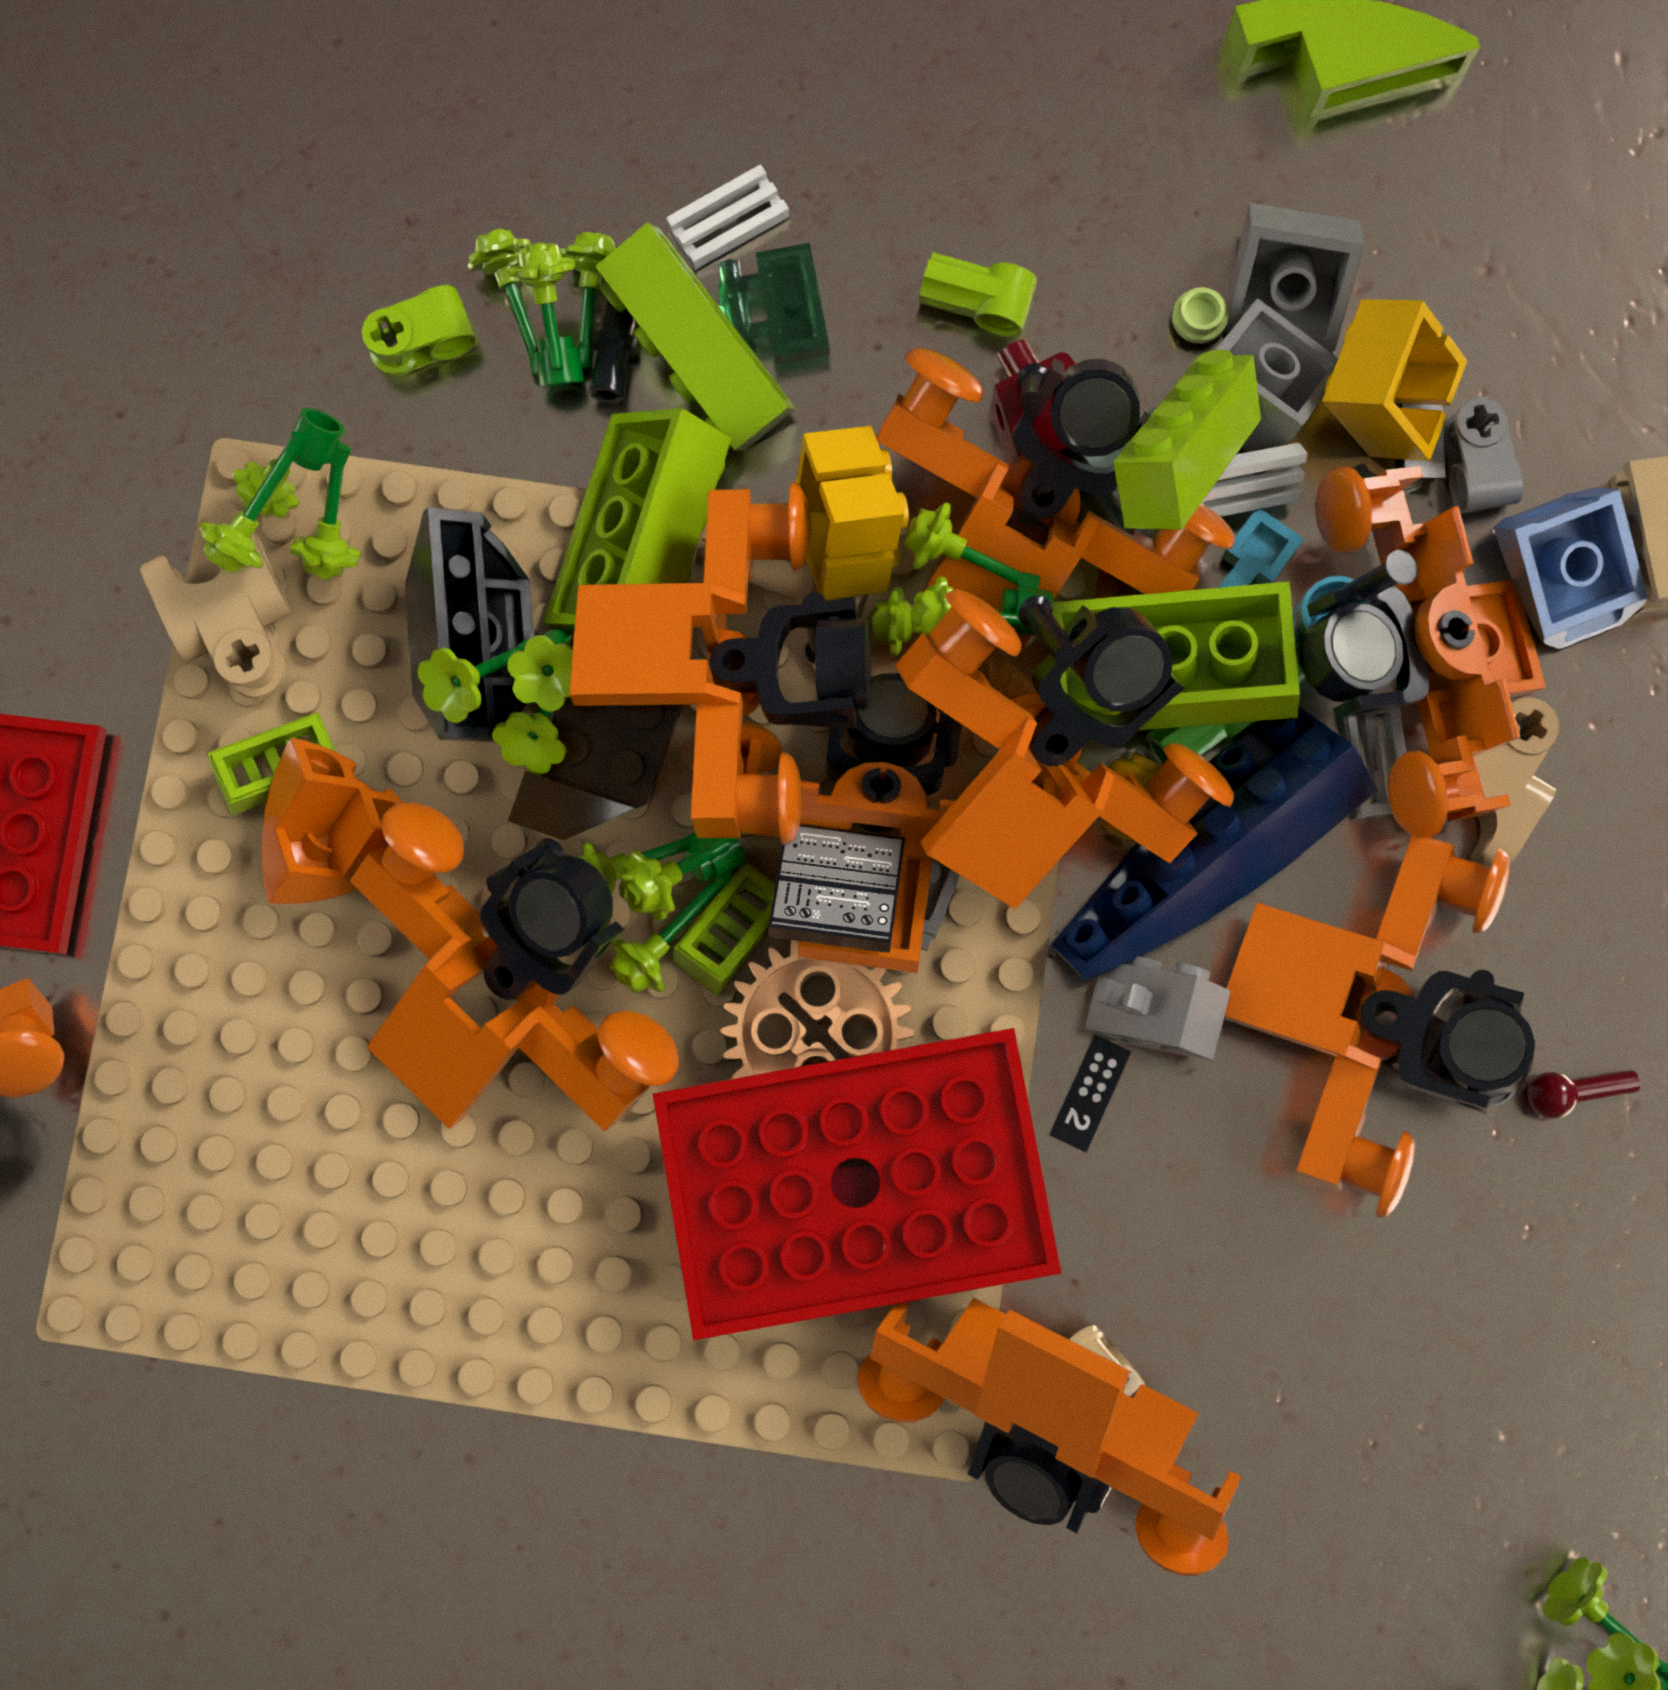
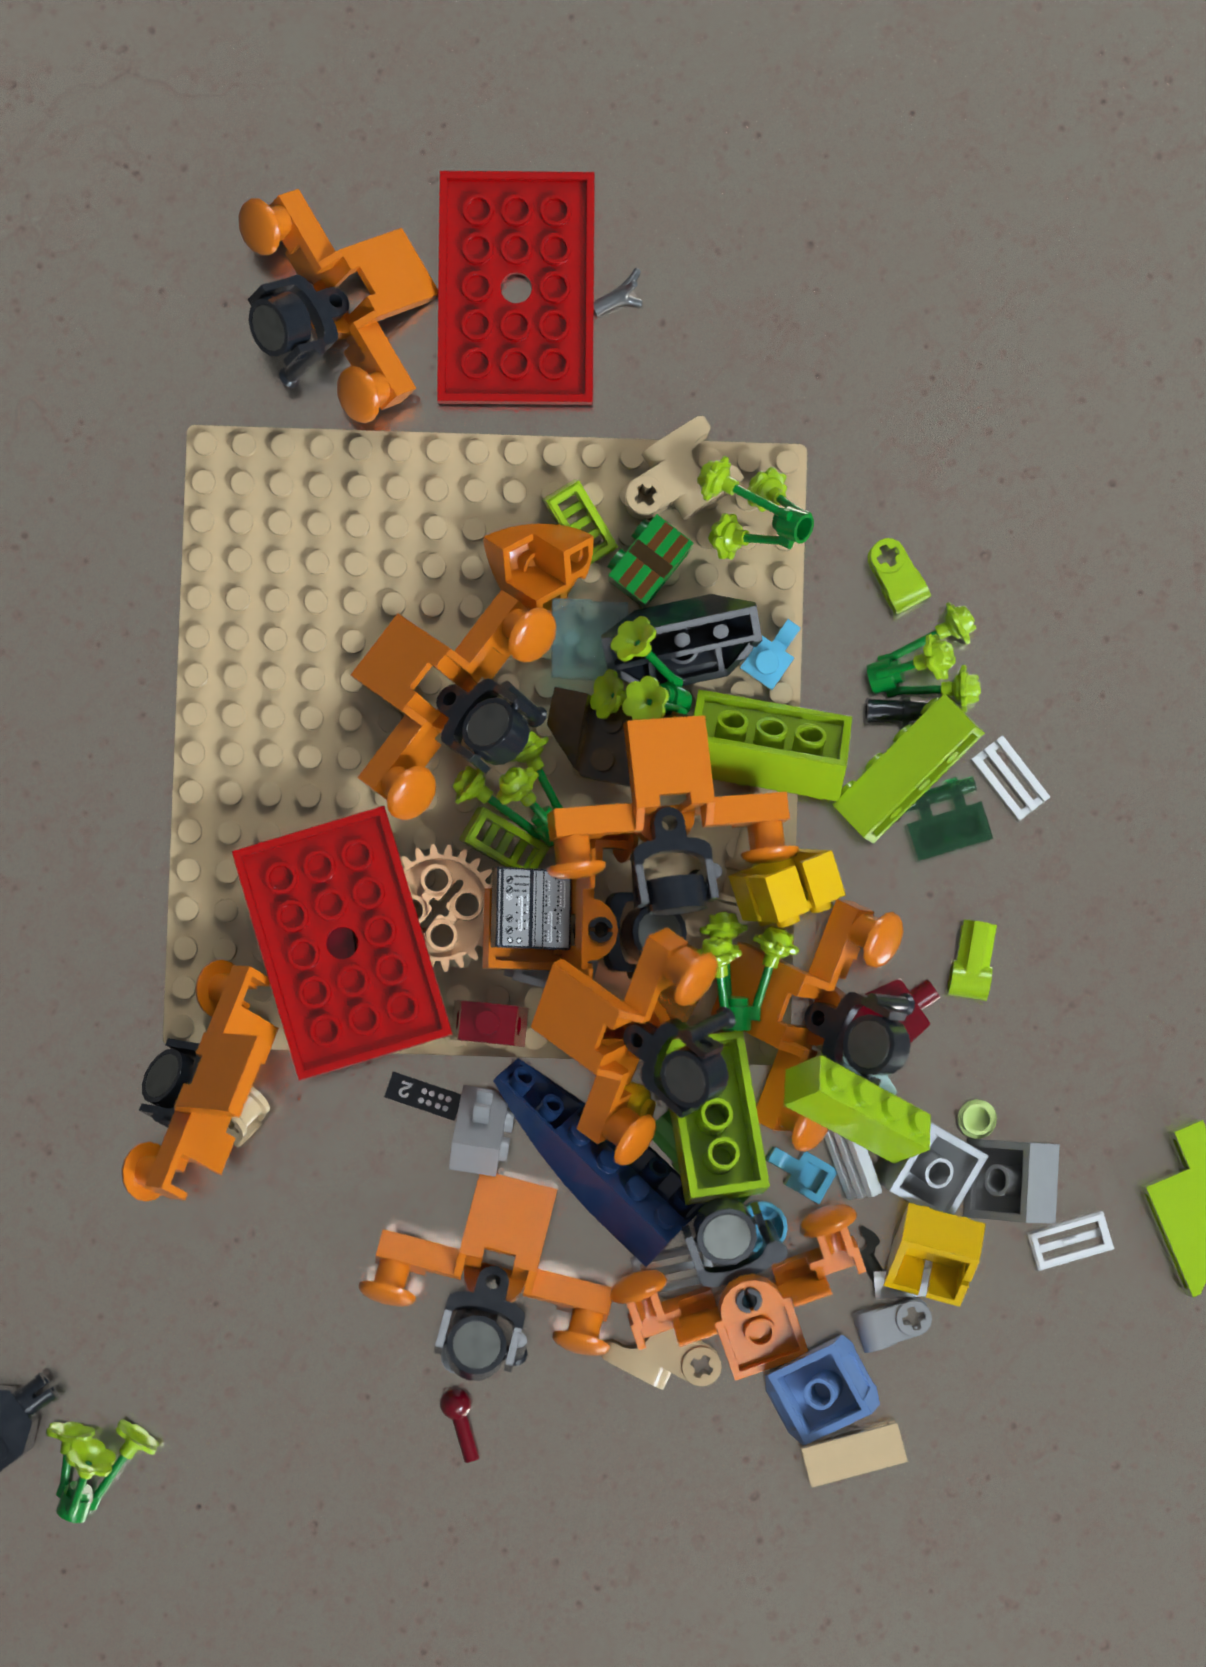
camera: 80 degrees right, 5 degrees up
(343, 665) = (649, 560): none -> brick
(452, 776) = (578, 645): none -> clear light blue slope
(514, 513) = (770, 659): none -> medium azure plate
(998, 979) = (489, 1023): none -> dark red torso
(1387, 256) = (1037, 1249): none -> white tile

